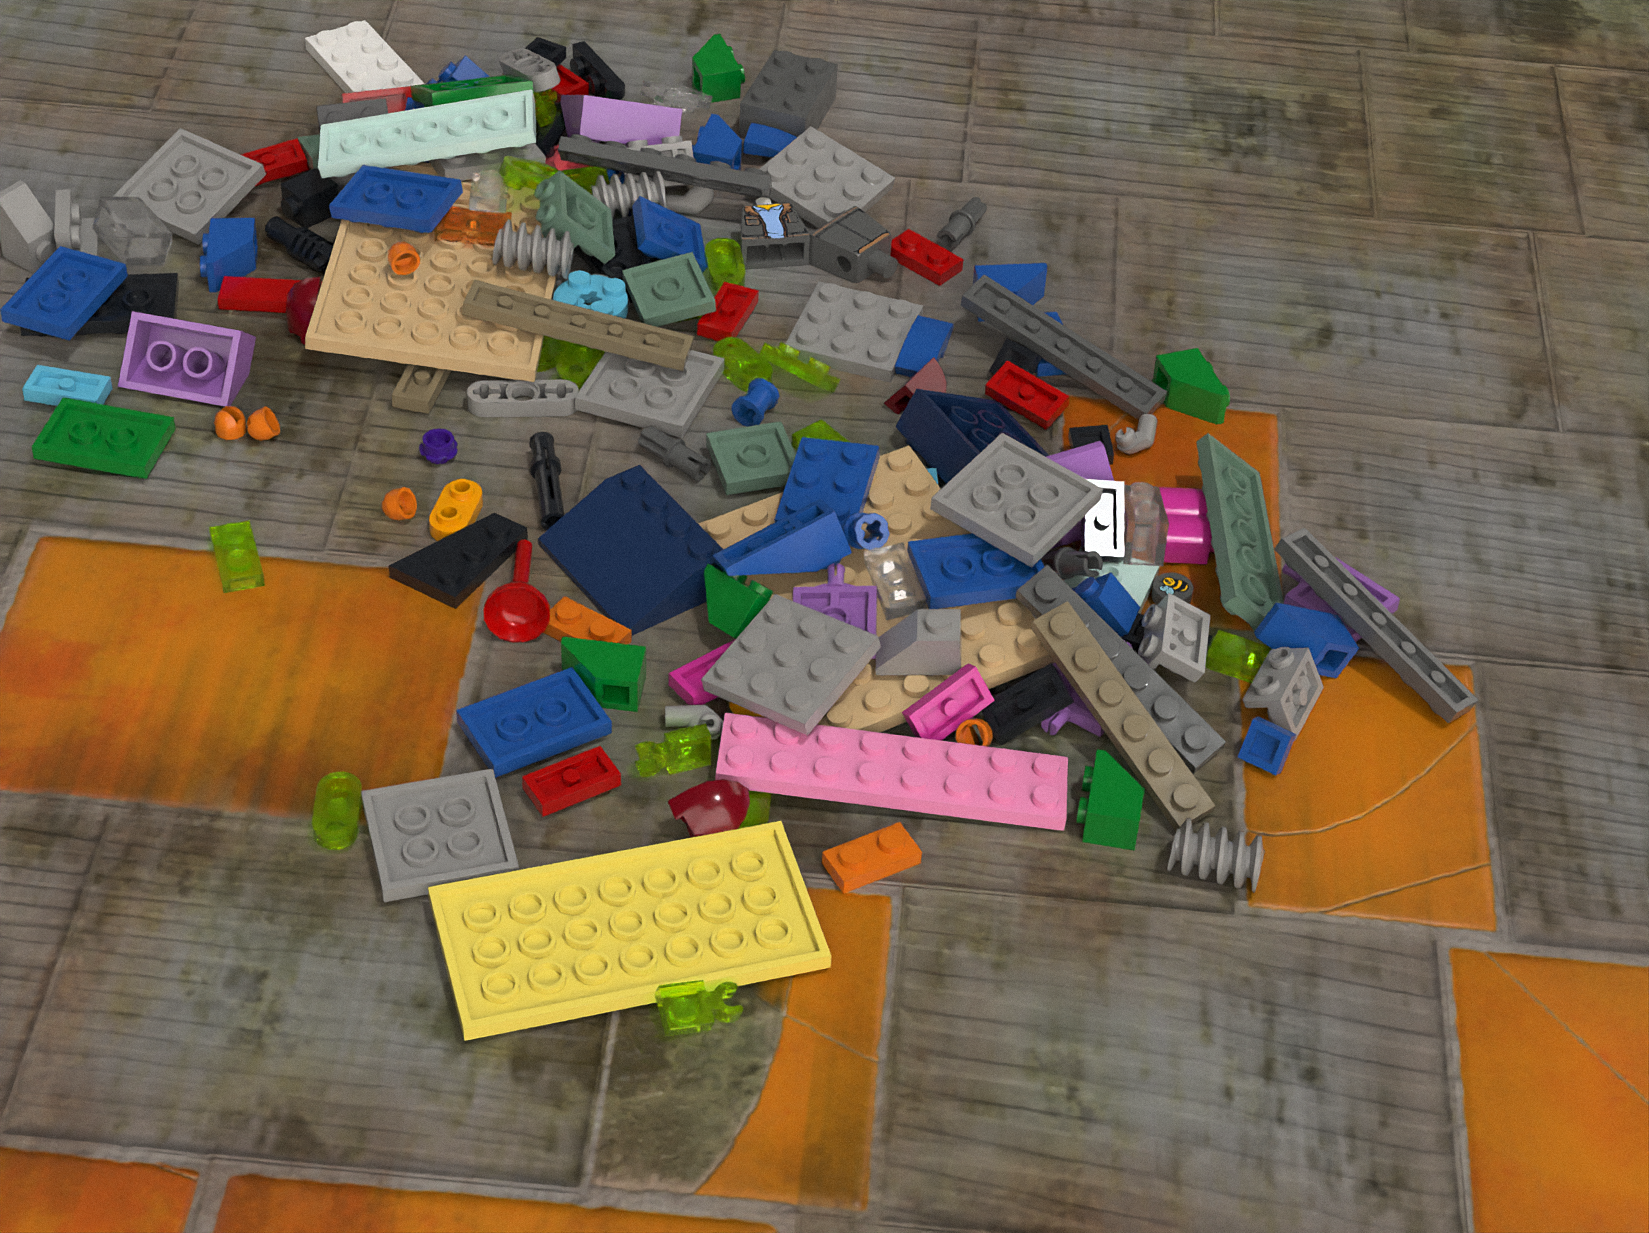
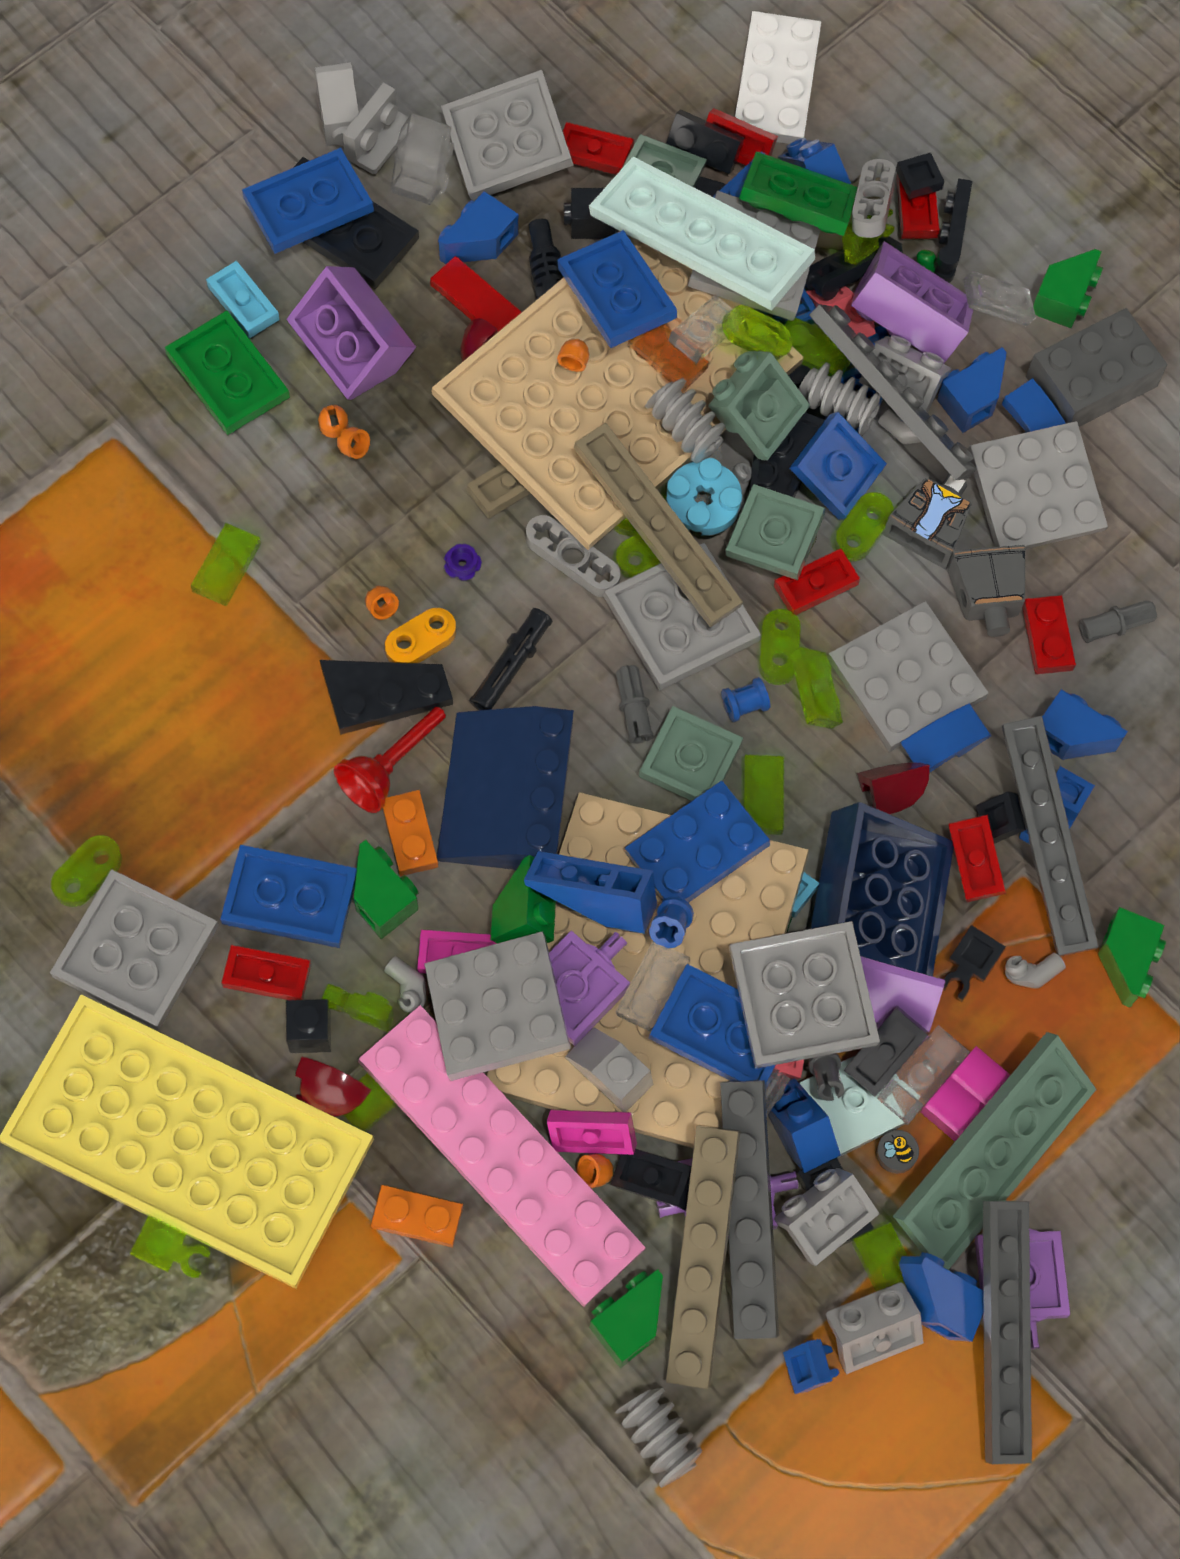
camera: 40 degrees right, 25 degrees up
(646, 786) = (308, 1026): none -> black brick

